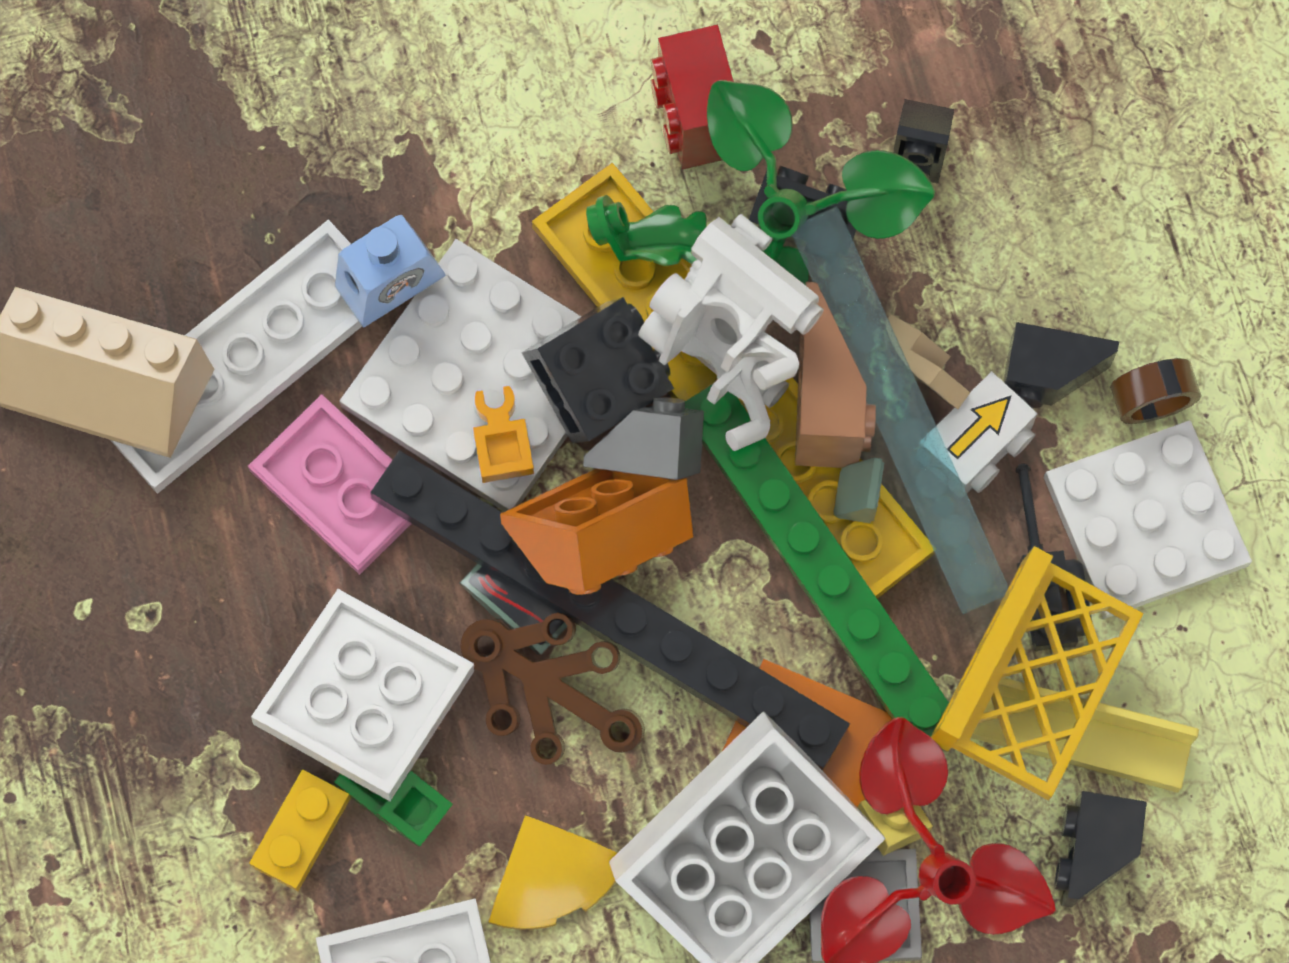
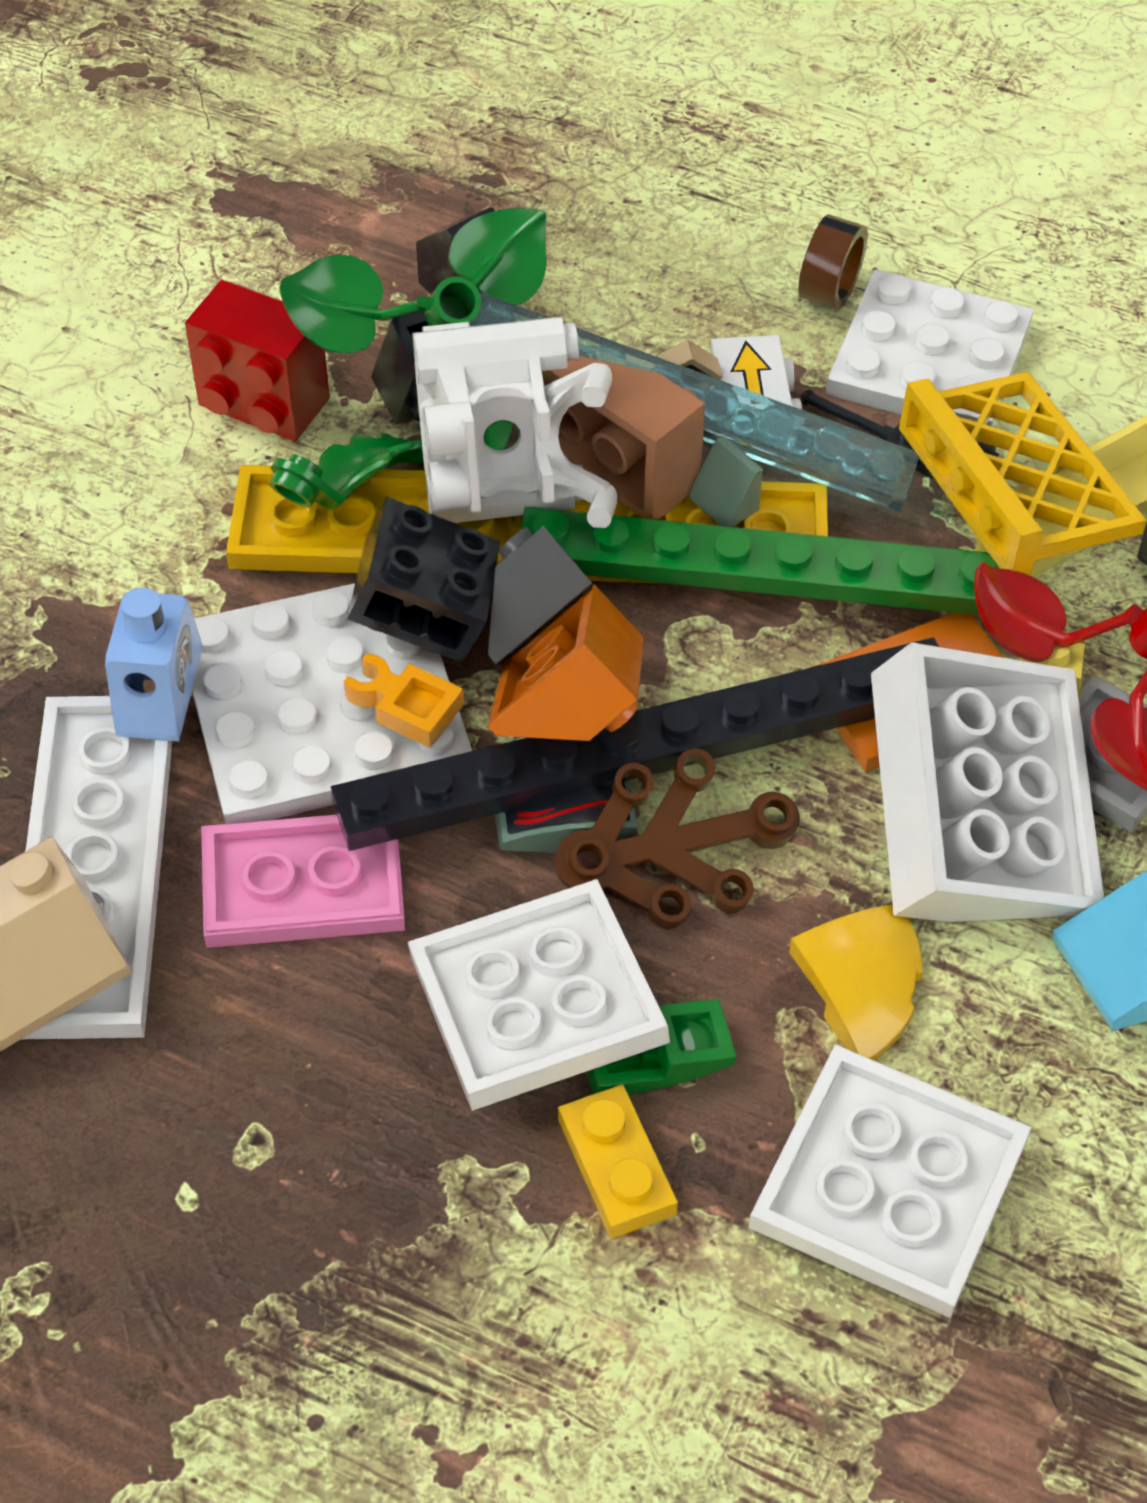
camera: 50 degrees left, 20 degrees down
(1053, 363) = (733, 304): black slope -> none

